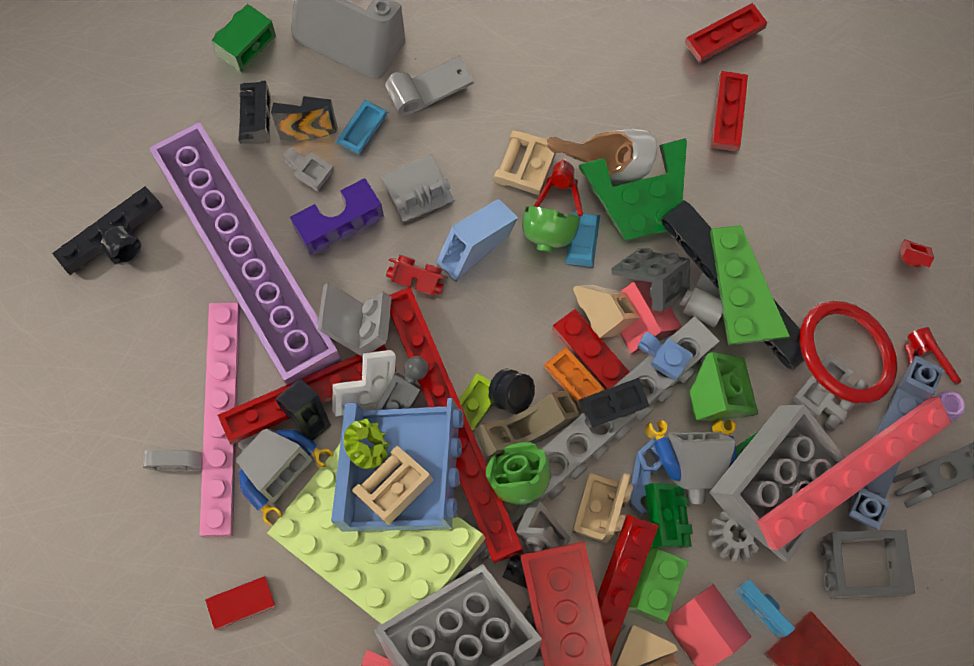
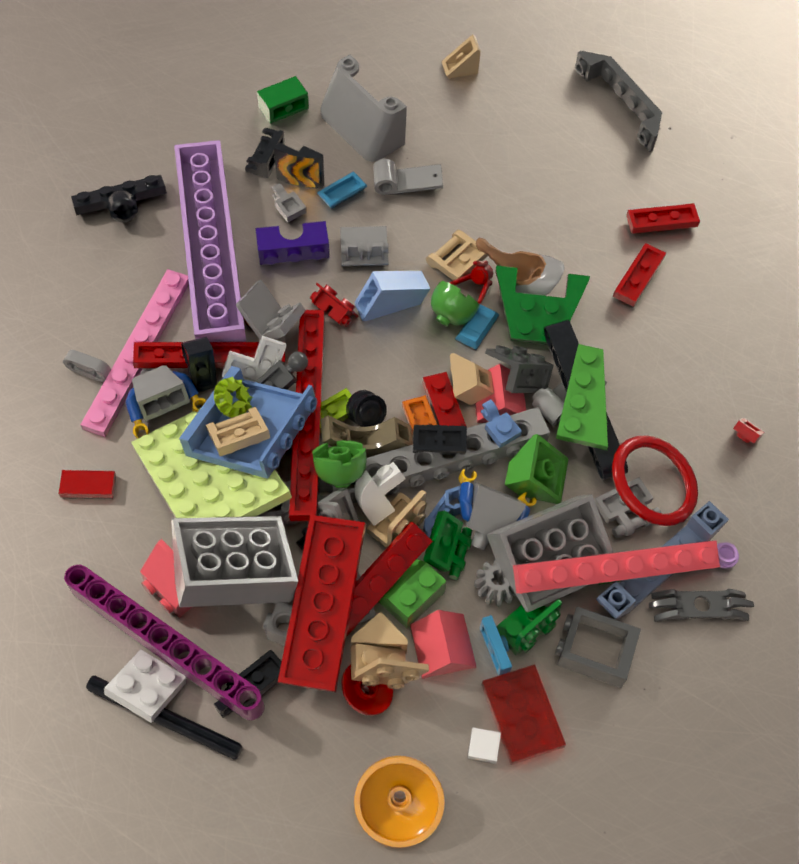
camera: 20 degrees right, 10 degrees down
(567, 488) = (371, 492): none -> white brick
(790, 580) = (524, 627): none -> green bracket
(924, 344) = (725, 501): red plant -> none

